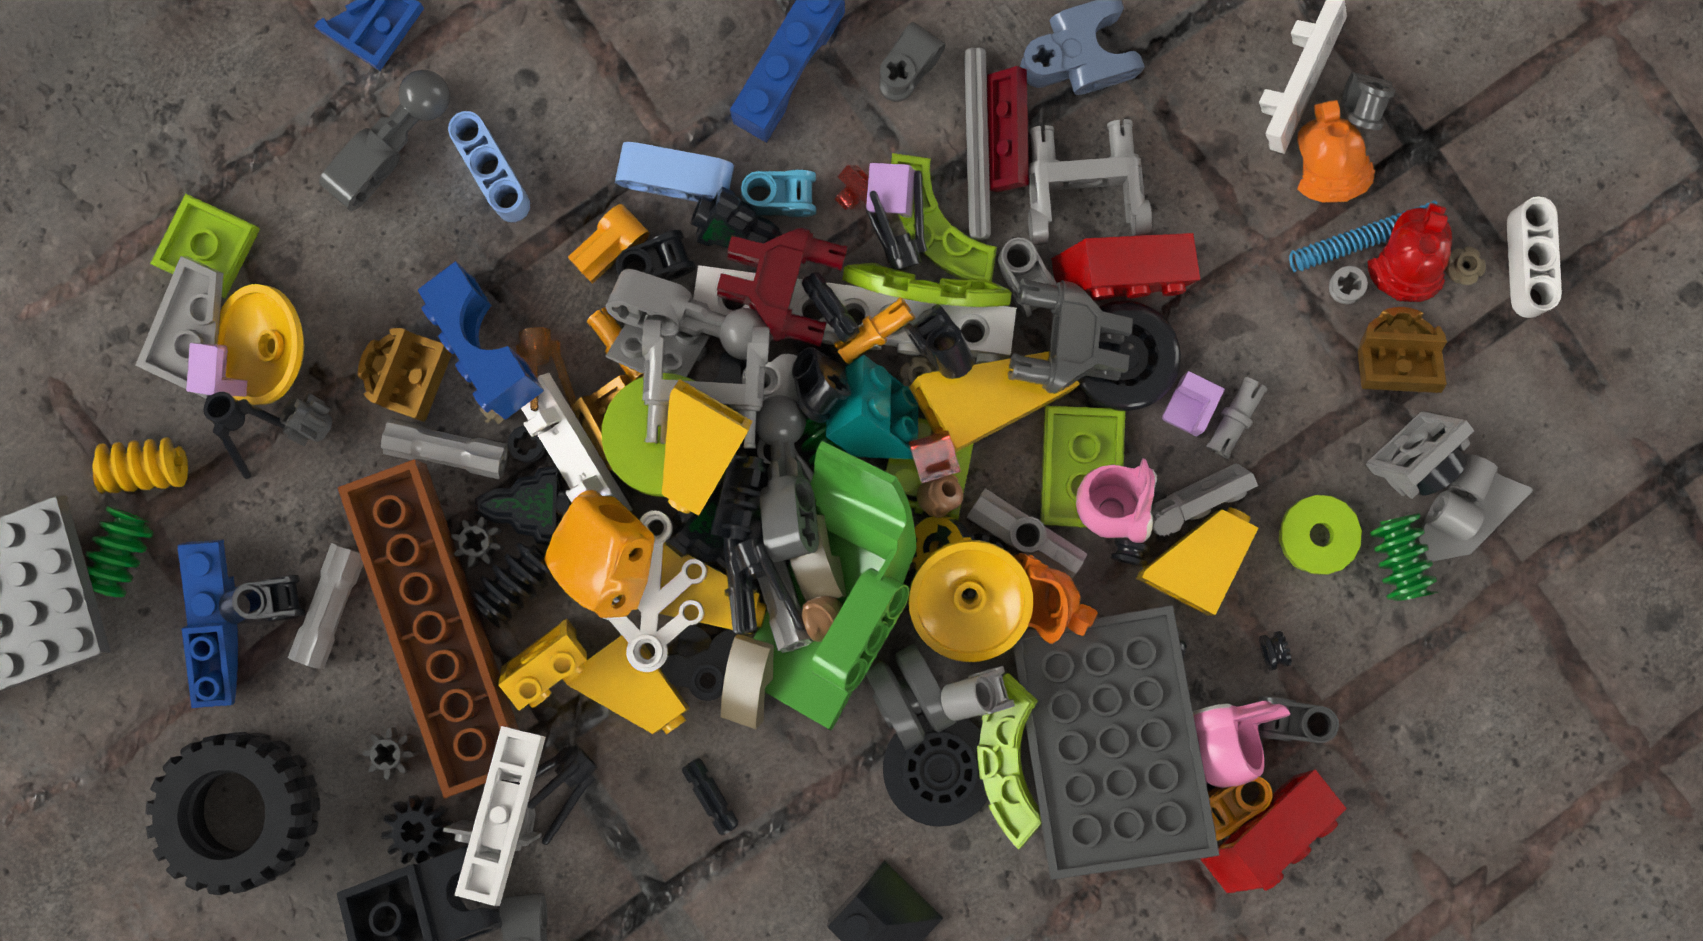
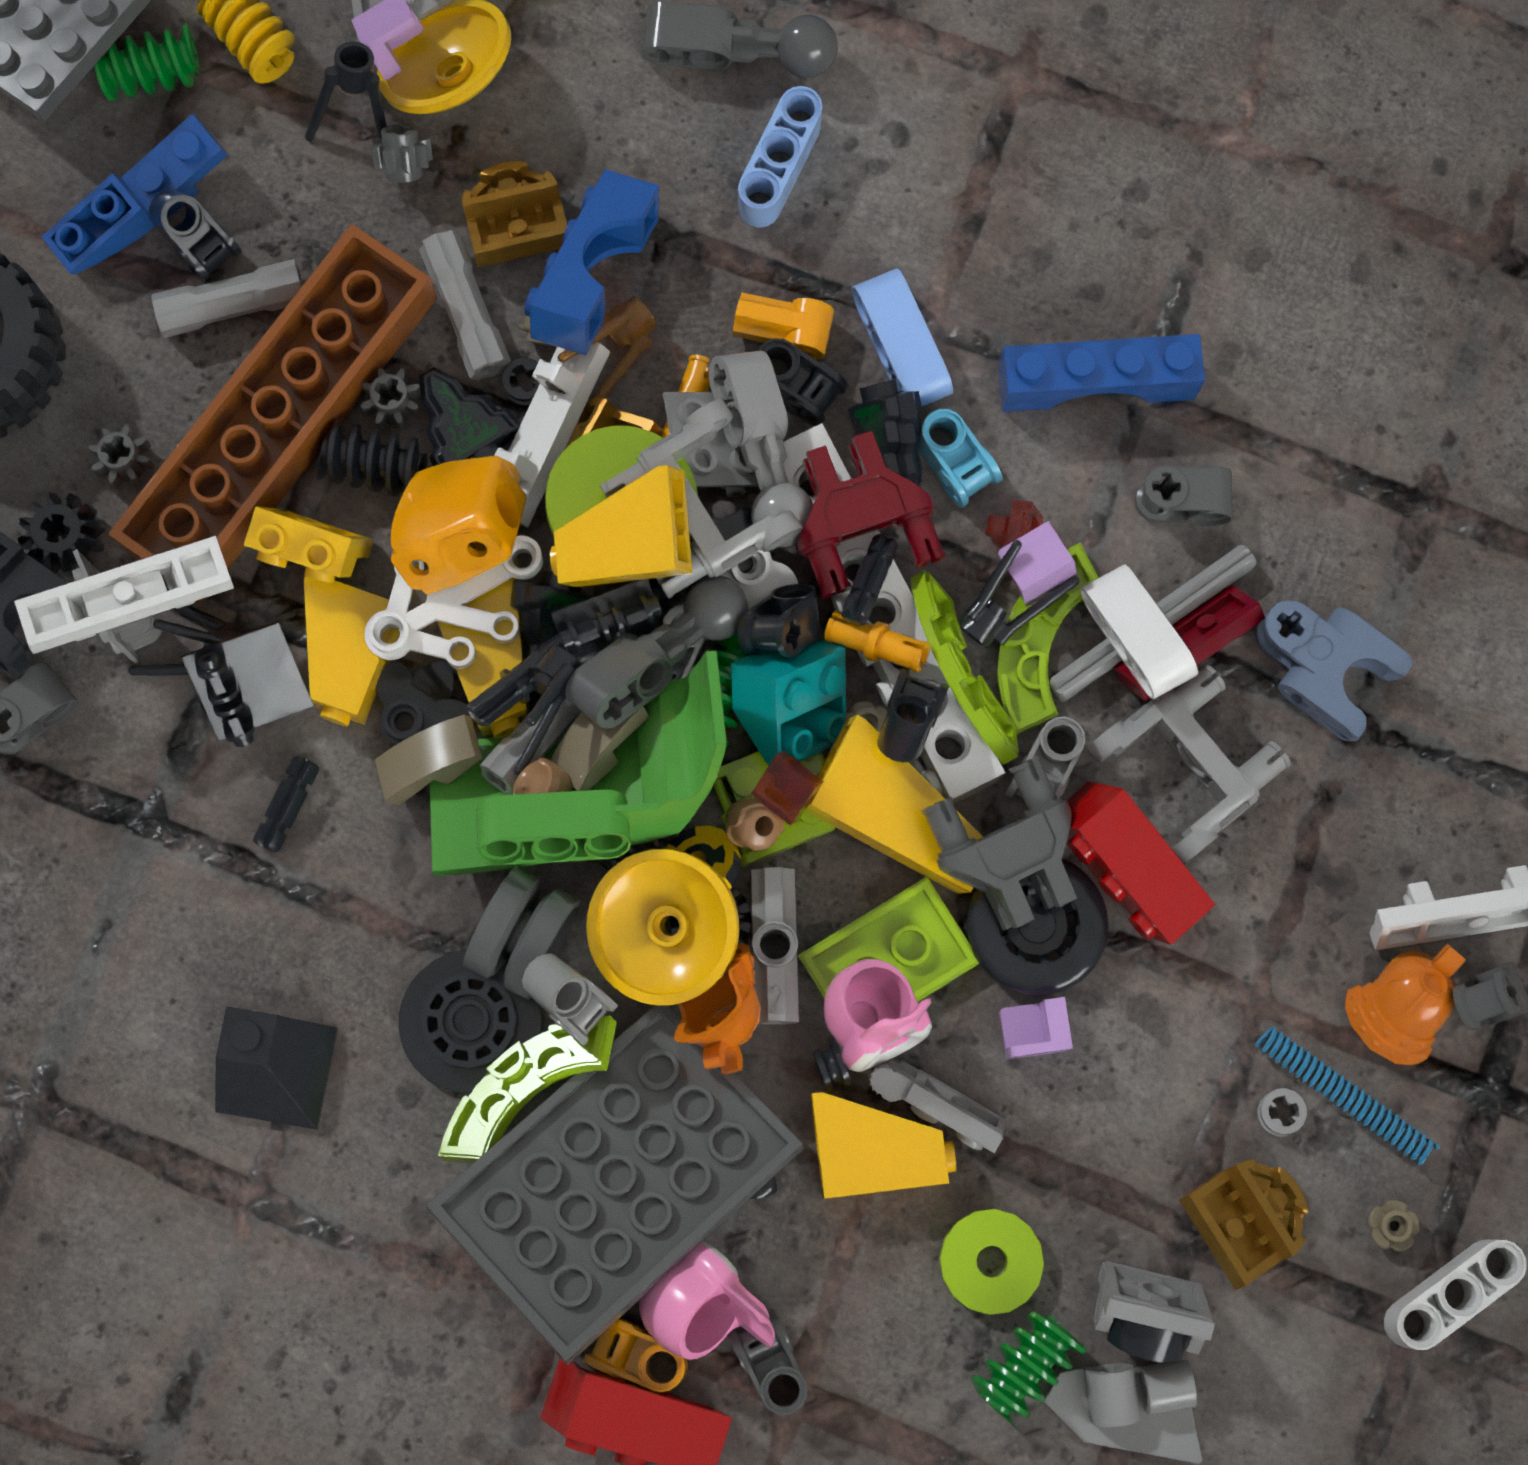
camera: 50 degrees right, 5 degrees down
(611, 769) = (247, 682): none -> hinge
(982, 156) = (1139, 631): none -> white beam
(1236, 417) = (1054, 1086): light grey pin -> none
(1274, 650) = (832, 1293): black bush -> none
(1415, 256) = (1363, 1162): red helmet -> none

